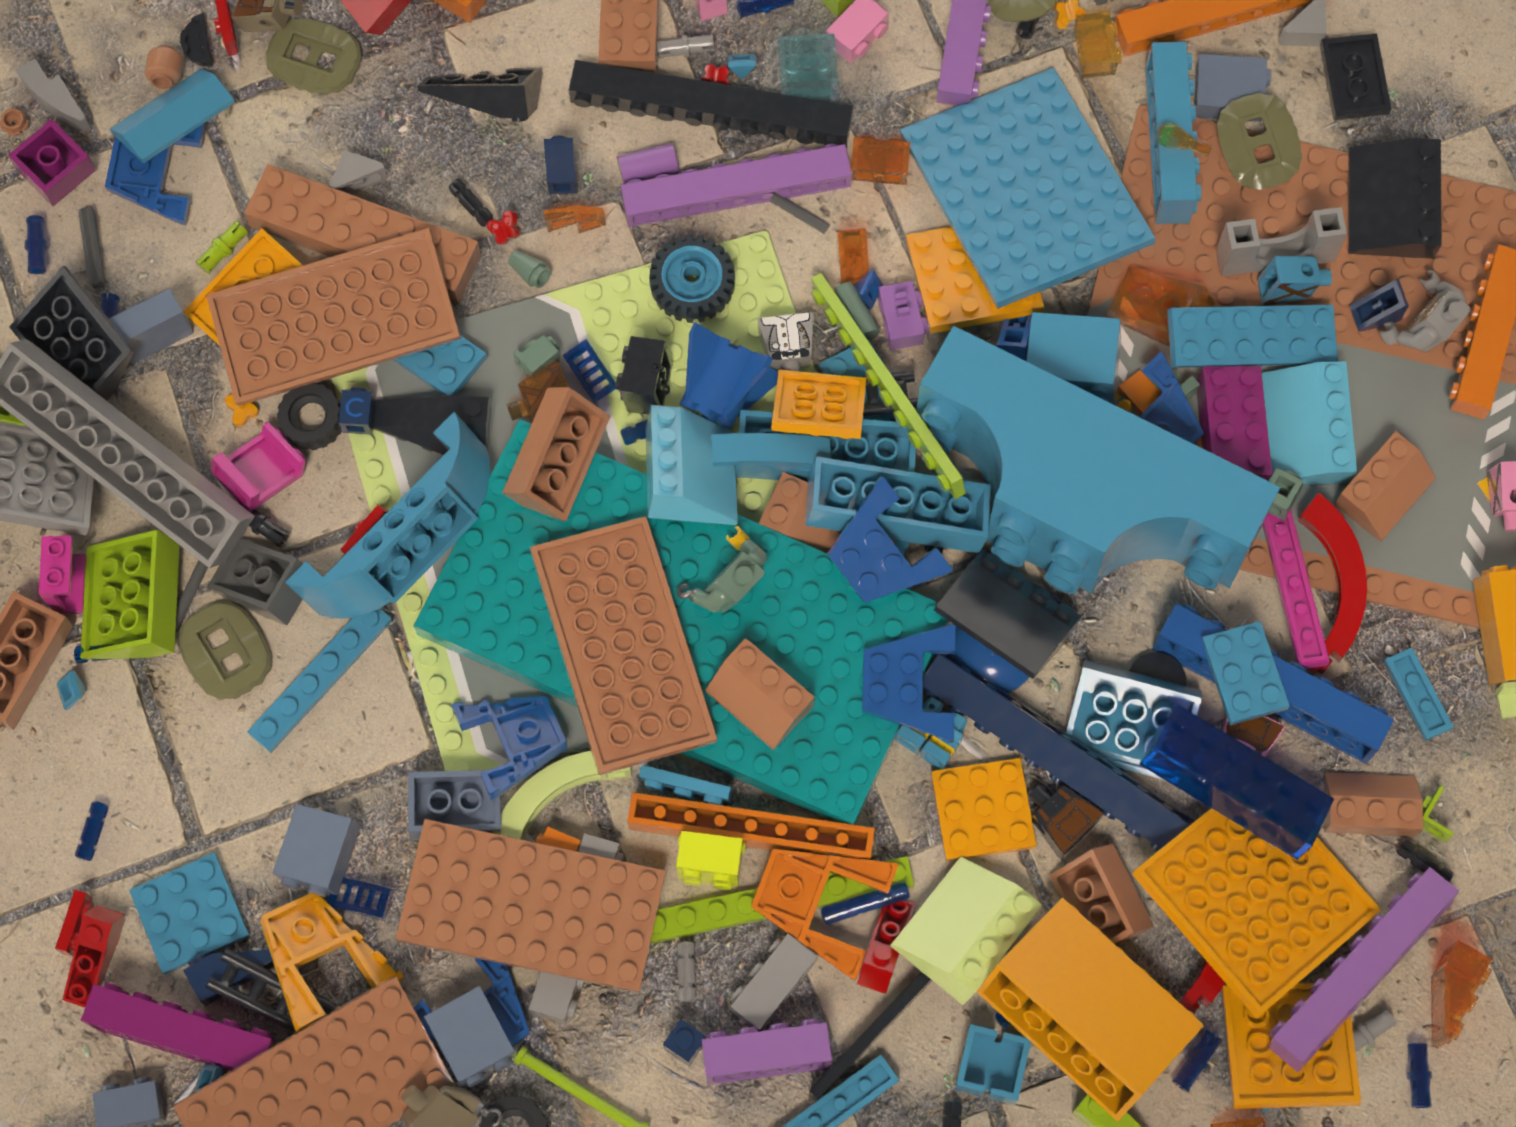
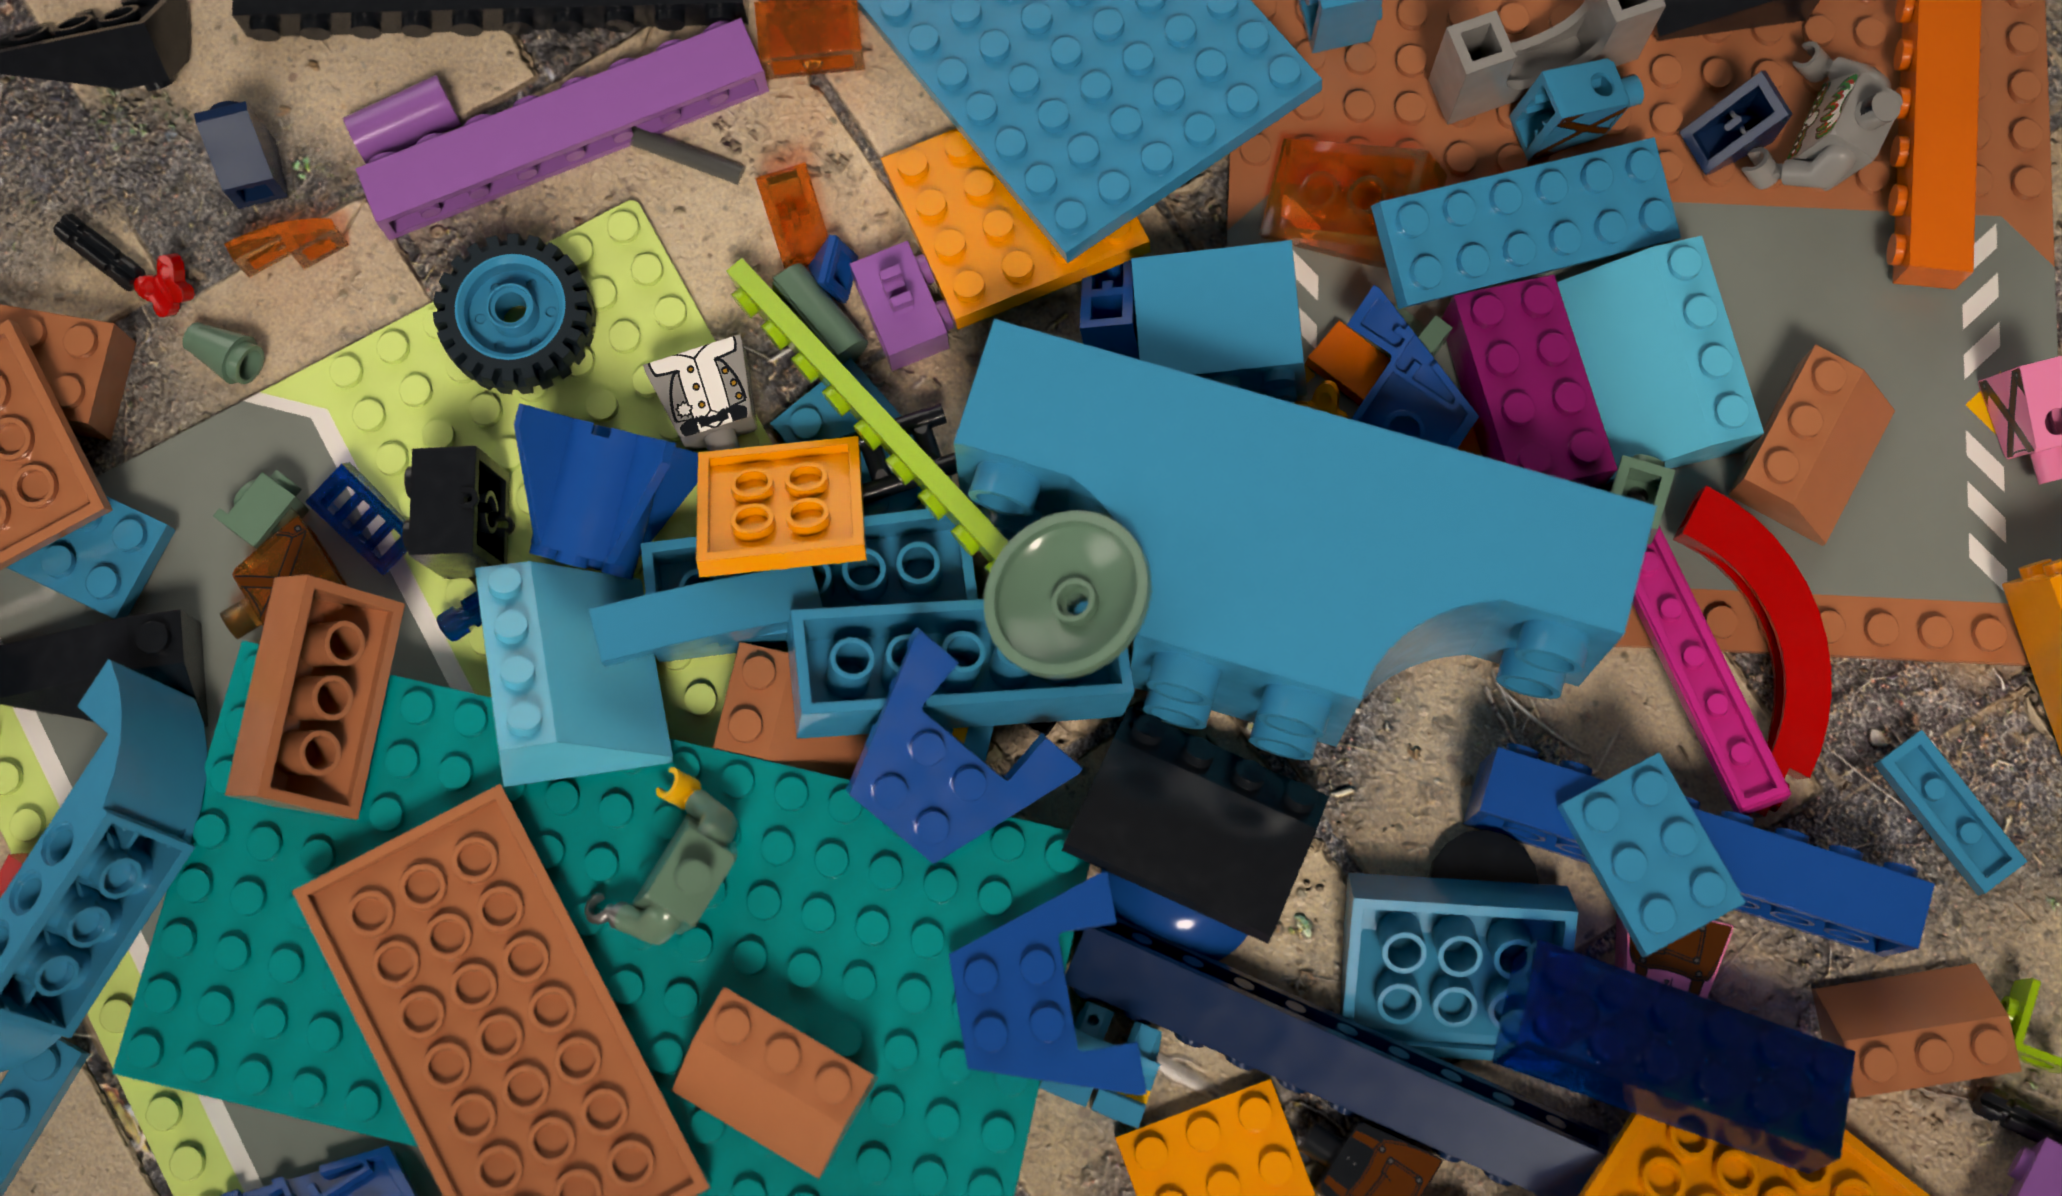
camera: 10 degrees left, 5 degrees up
(961, 458) = (1045, 577): none -> sand green dish

